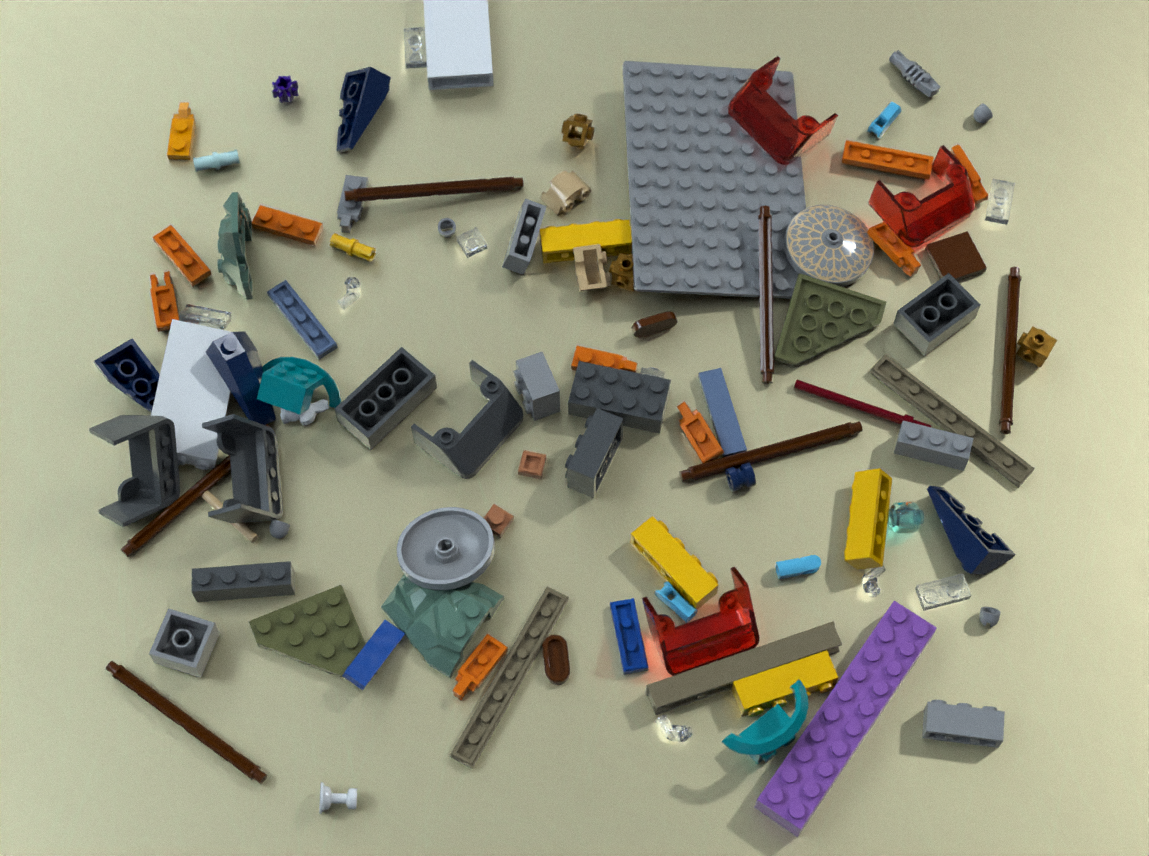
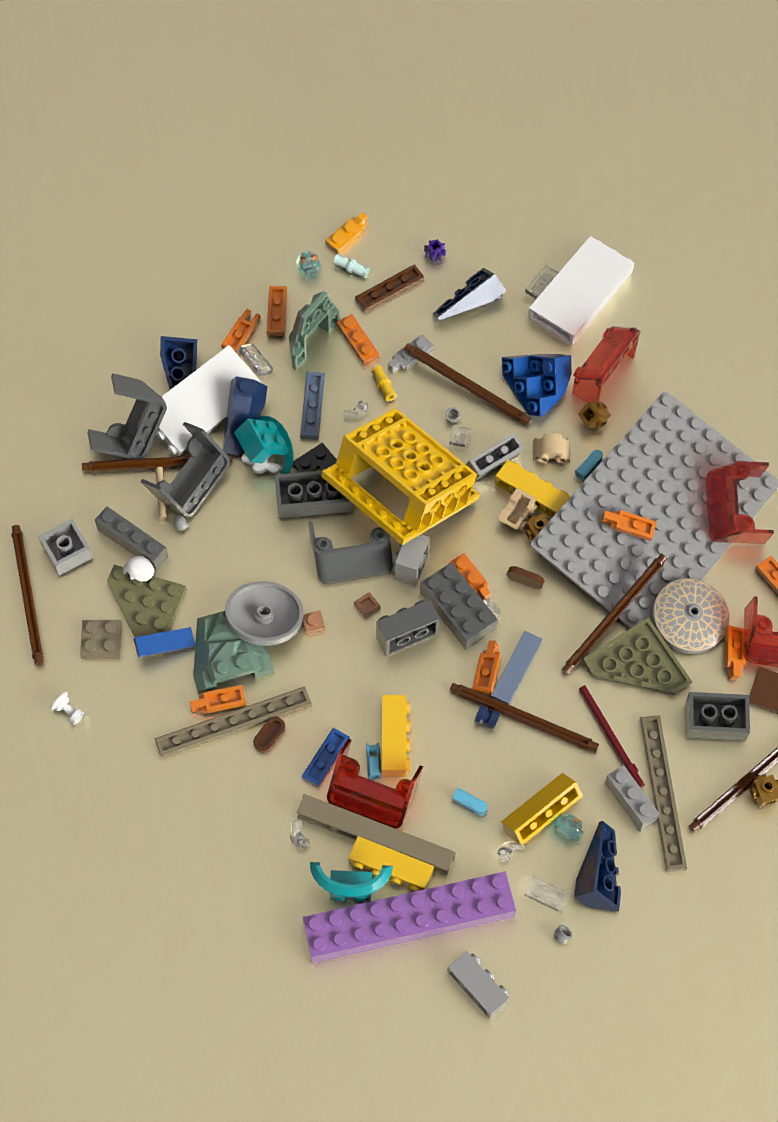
camera: 40 degrees right, 0 degrees up
(173, 189) = (308, 264): none -> clear light blue head
(272, 156) = (389, 288): none -> reddish brown tile
(281, 603) = (139, 568): none -> white hair
(304, 704) = (101, 639): none -> dark tan plate
(355, 364) = (315, 459): none -> black plate
(463, 292) = (413, 463): none -> yellow plate
(495, 137) = (537, 379): none -> blue brick
(548, 75) = (603, 361): none -> clear red windscreen
(613, 180) = (589, 465): none -> medium azure bar
(707, 202) = (630, 524): none -> orange hinge

